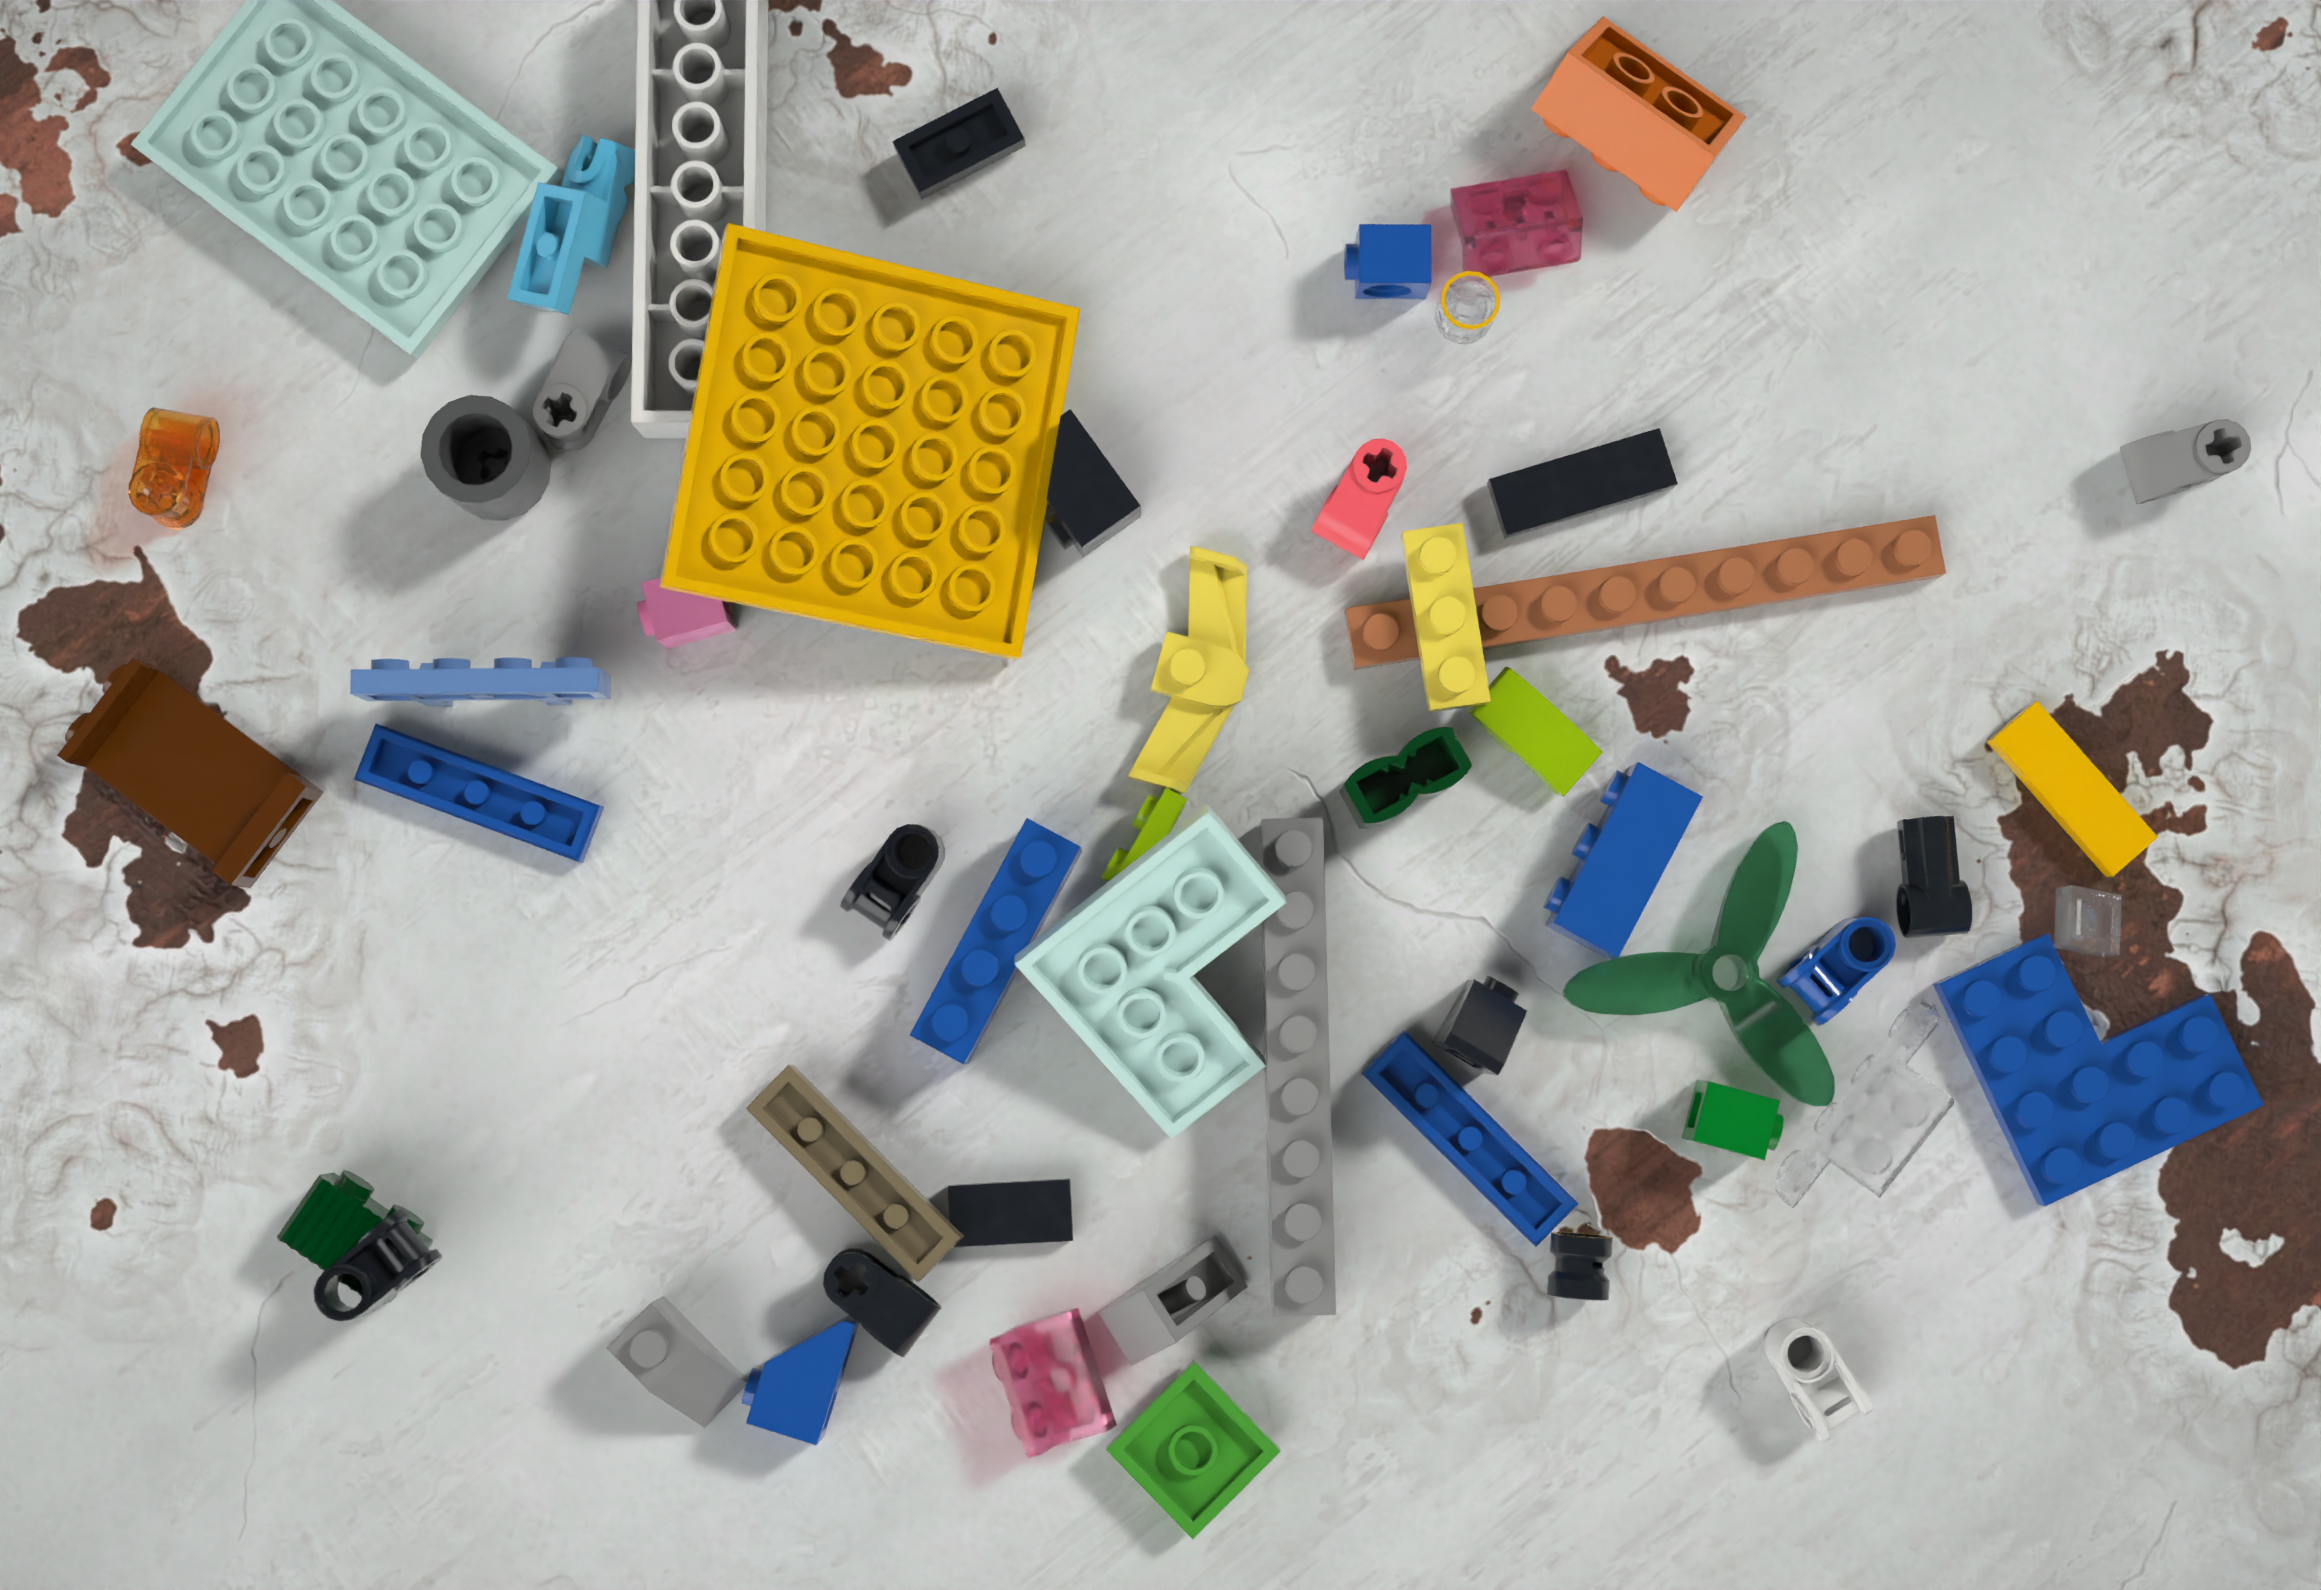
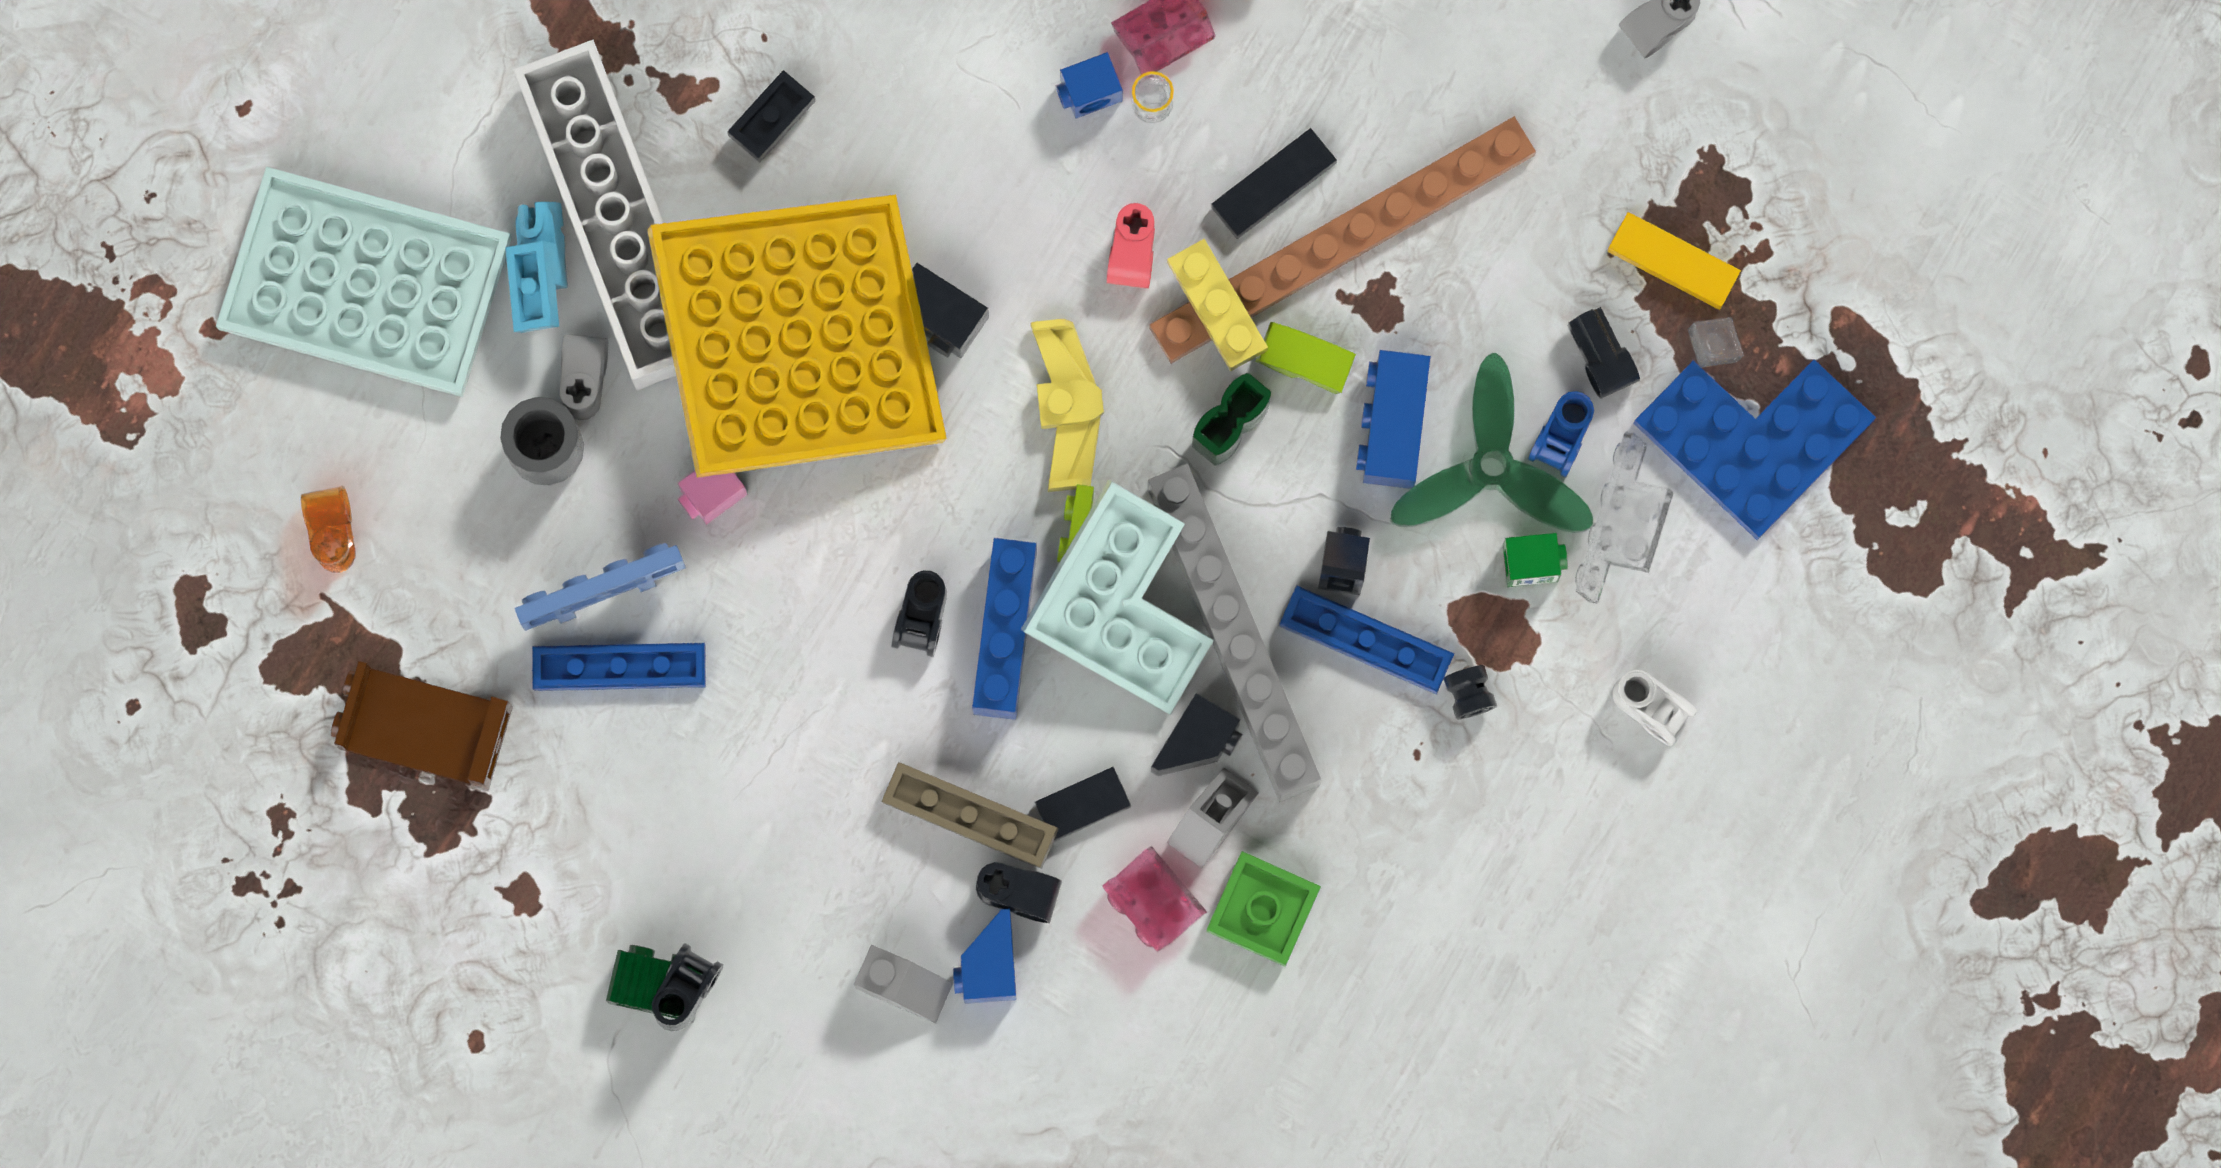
camera: 20 degrees left, 5 degrees down
(1195, 1187) = (1198, 738): none -> black slope

